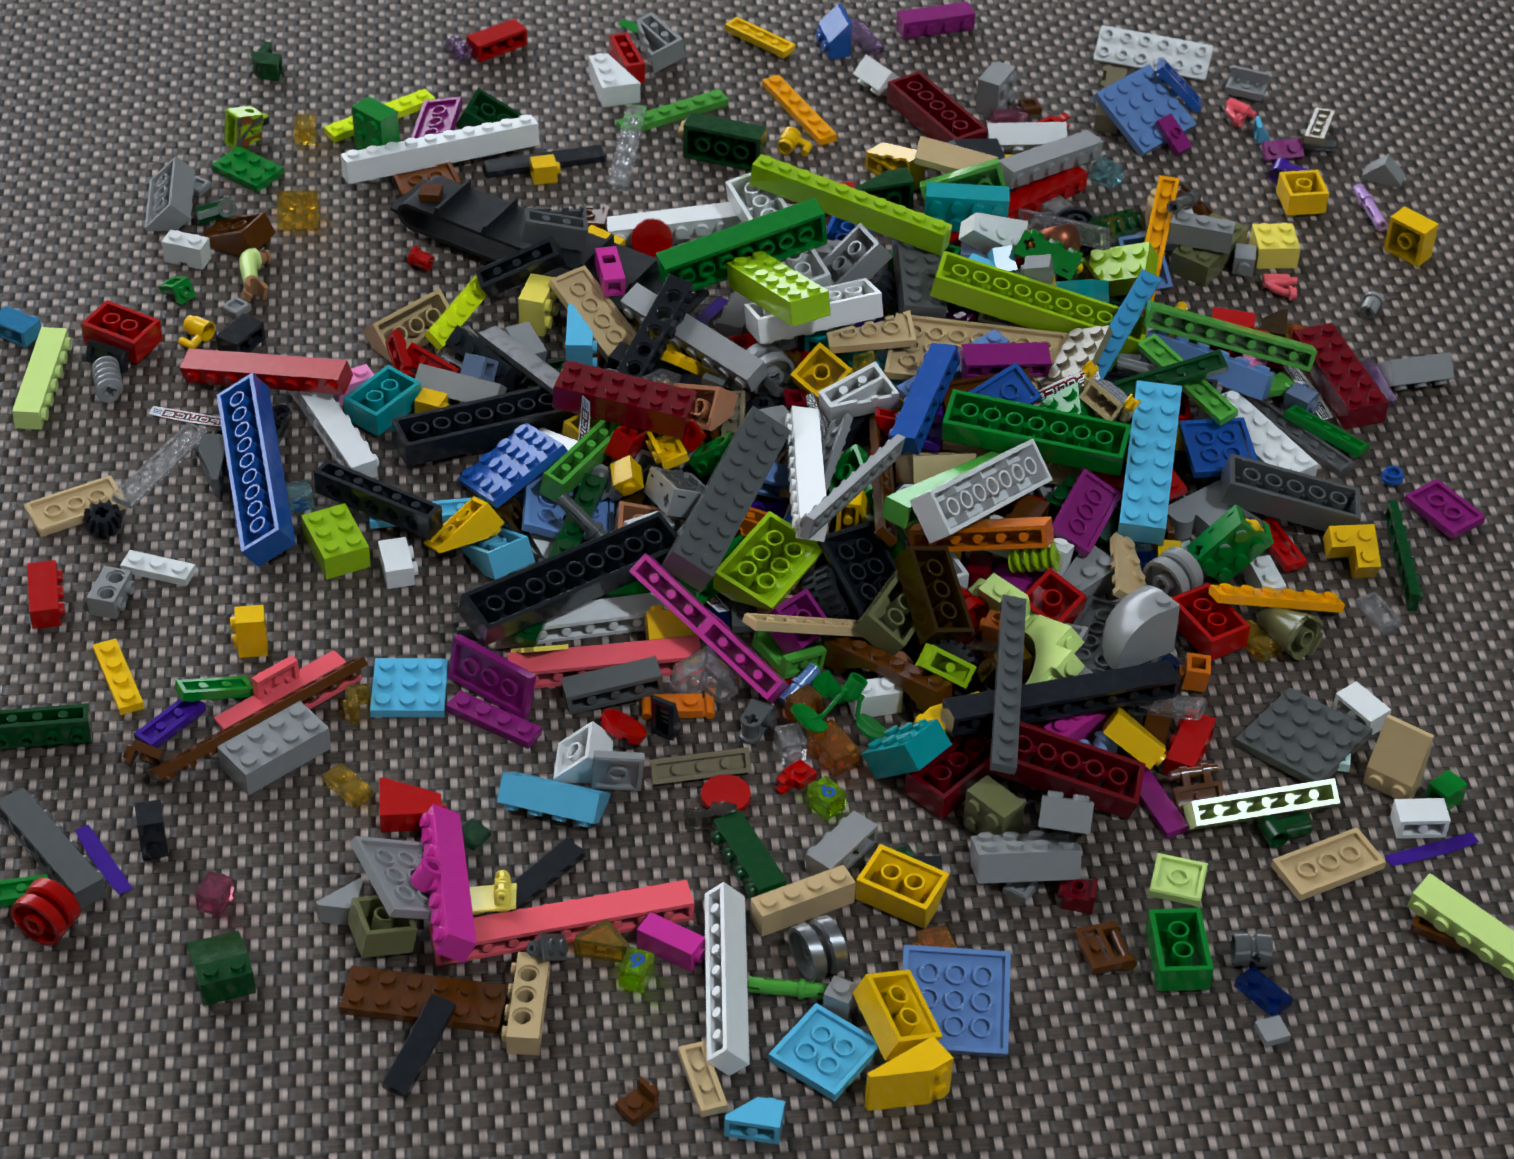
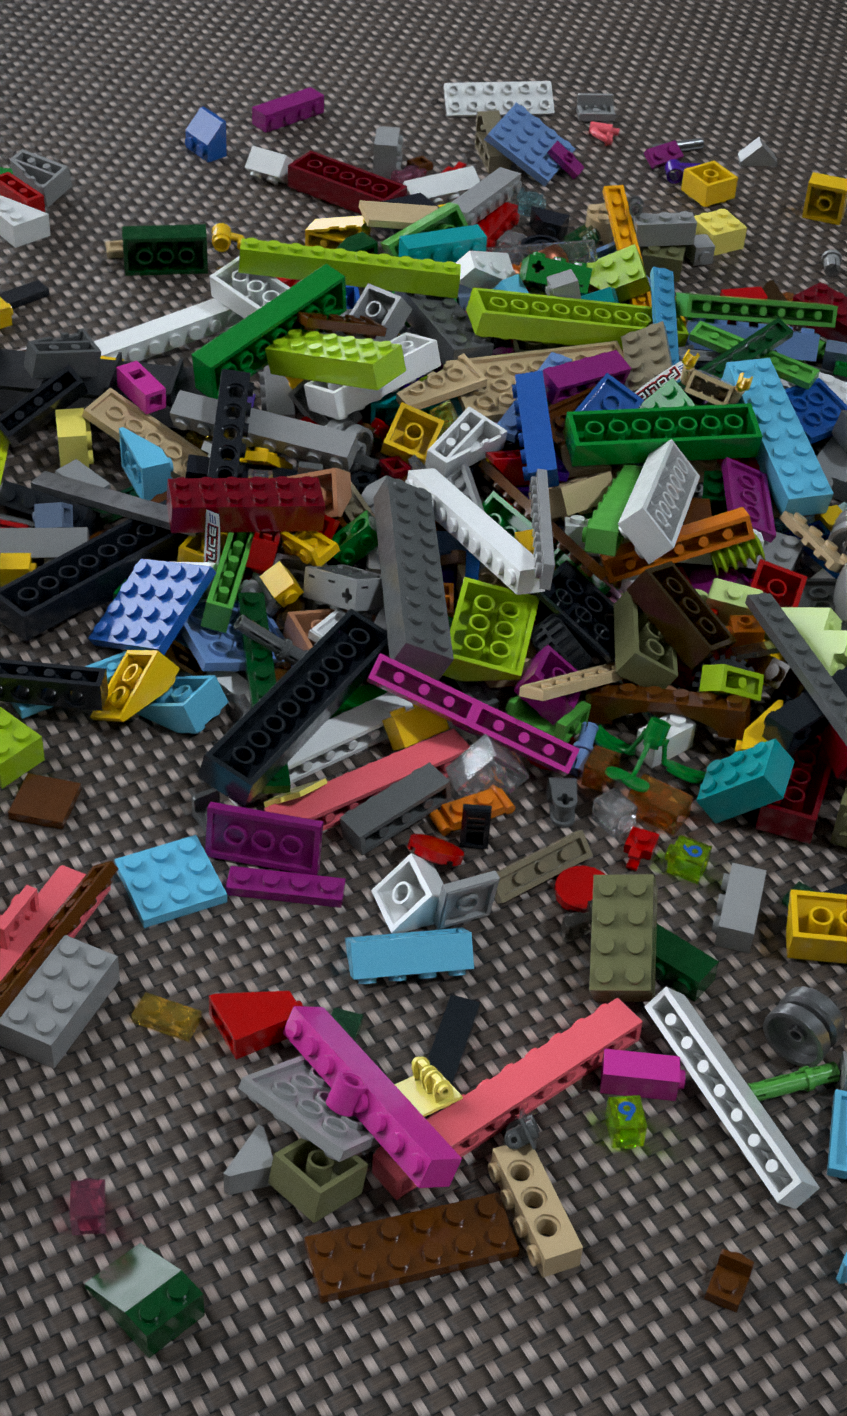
camera: 25 degrees left, 0 degrees up
(350, 598) = (44, 801): none -> reddish brown tile
(356, 695) = (119, 915): clear yellow bracket -> none
(397, 562) = (77, 746): white brick -> none
(419, 1045) = (447, 1310): black tile -> none
(601, 943) = (572, 1103): clear yellow slope -> none
(627, 147) = (68, 276): clear tile -> none
(651, 237) = (150, 348): red tile -> none
(681, 109) = (89, 237): bright green plate -> none
(702, 1079) = (778, 1225): tan plate -> none
(717, 835) = (623, 938): none -> olive brick
(760, 37) = (133, 155): yellow plate -> none
(799, 110) = (211, 210): light orange plate -> none
(802, 900) = (743, 978): tan brick -> none
(817, 260) = (348, 325): none -> reddish brown wing
(865, 38) = (238, 141): clear purple tile -> none
(1111, 197) = (549, 222): none -> black slope
(1178, 85) = (546, 117): blue plate -> none
(1260, 131) = (633, 143): medium azure slope -> none
(1278, 282) = (743, 263): coral plant -> none
(1319, 127) = (682, 129): dark tan plate -> none
(1366, 202) = (753, 175): lavender pin -> none

